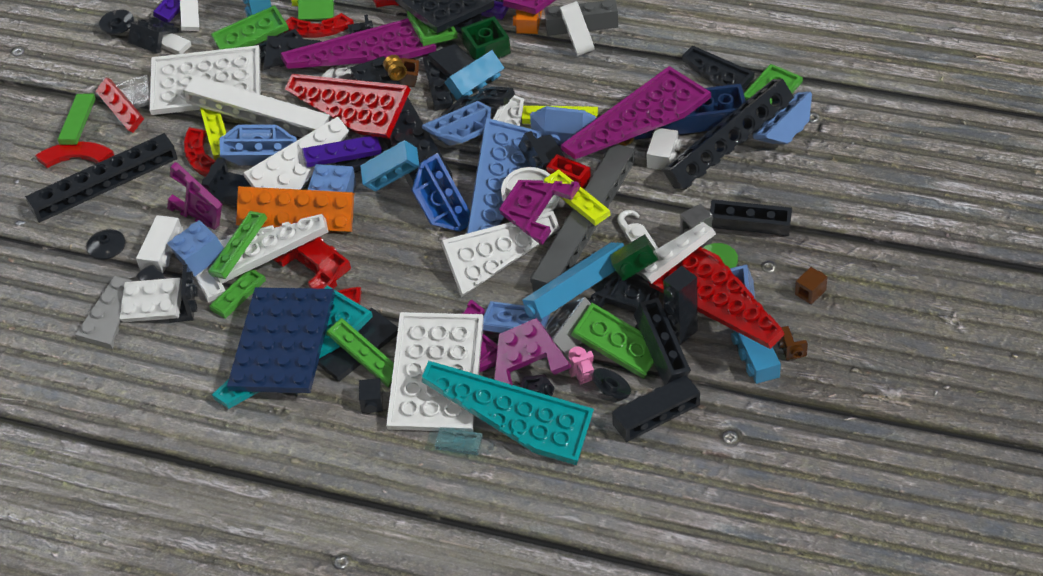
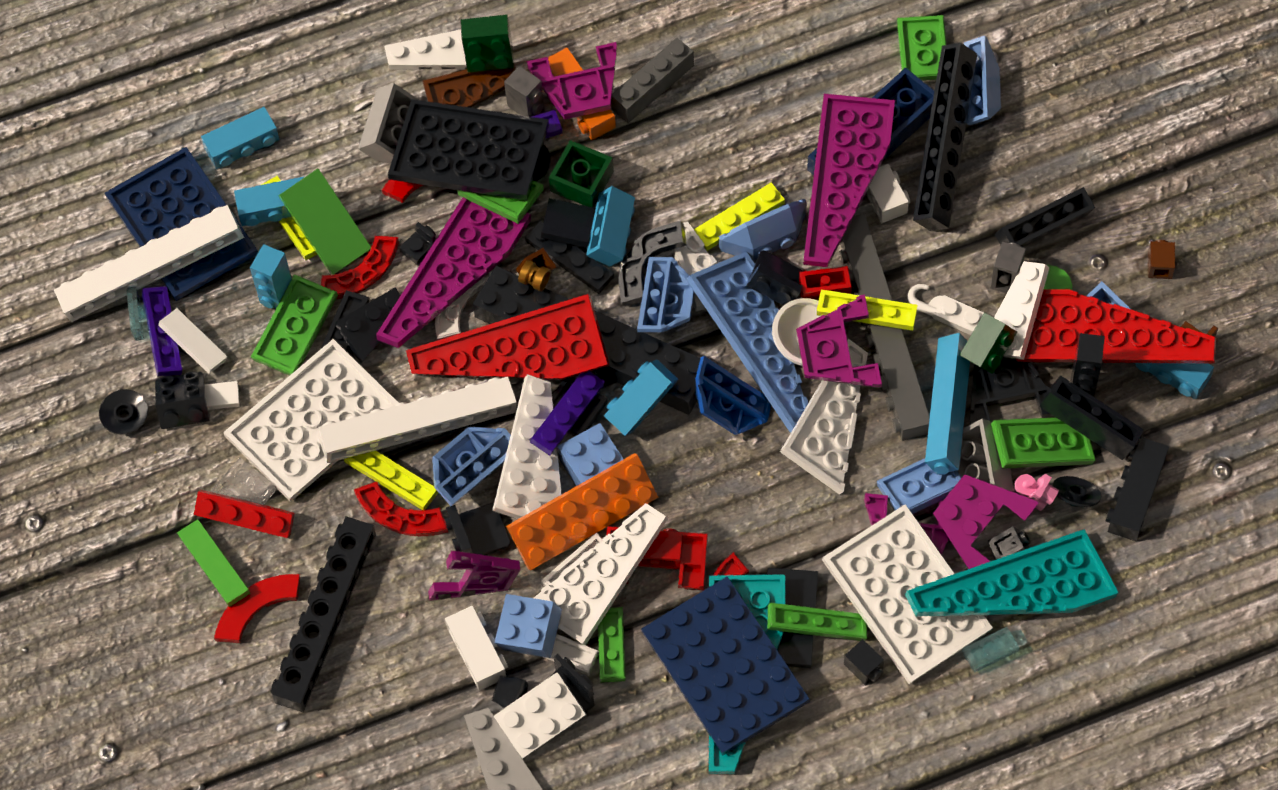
camera: 40 degrees left, 15 degrees up
(106, 244) = (410, 696): black dish -> none
(237, 244) = (571, 593): bright green tile -> none
(577, 28) = (669, 99): white beam -> none
(716, 69) = (858, 60): black wing -> none

